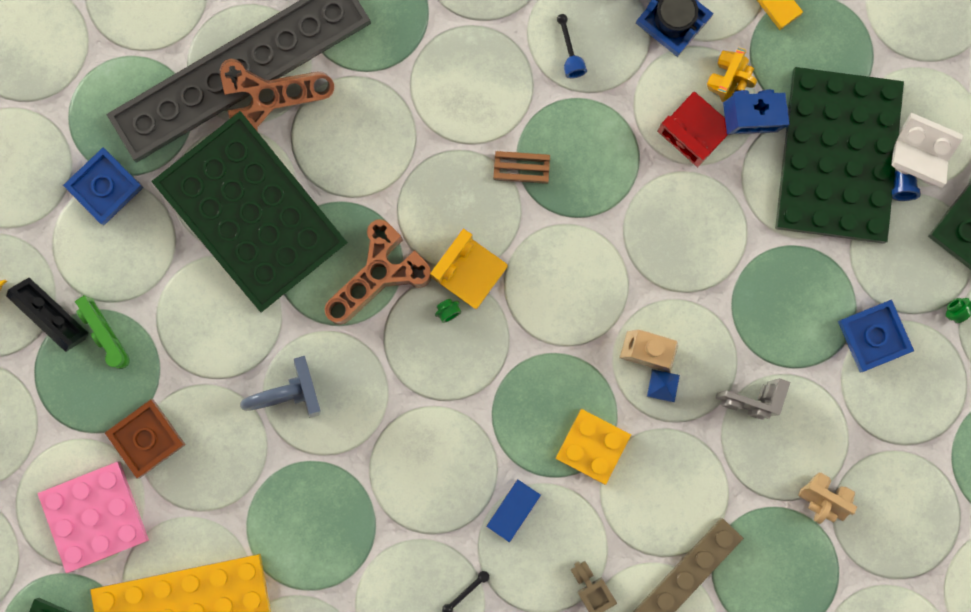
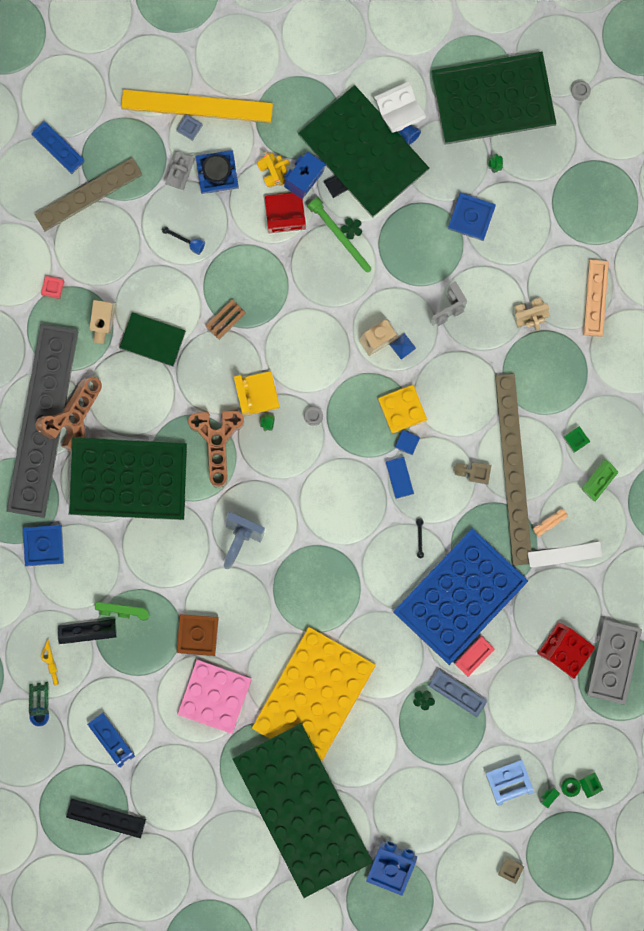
camera: 50 degrees left, 0 degrees up
(403, 34) = (103, 311): none -> tan torso
(431, 108) = (152, 339): none -> dark green tile
(499, 354) = (313, 416): none -> light grey tile
(560, 484) = (407, 442): none -> blue tile
(732, 158) = (317, 207): none -> bright green piece
(743, 215) = (351, 228): none -> dark green plant
(772, 158) = (335, 187): none -> black tile
(910, 555) = (596, 298): none -> light nougat tile

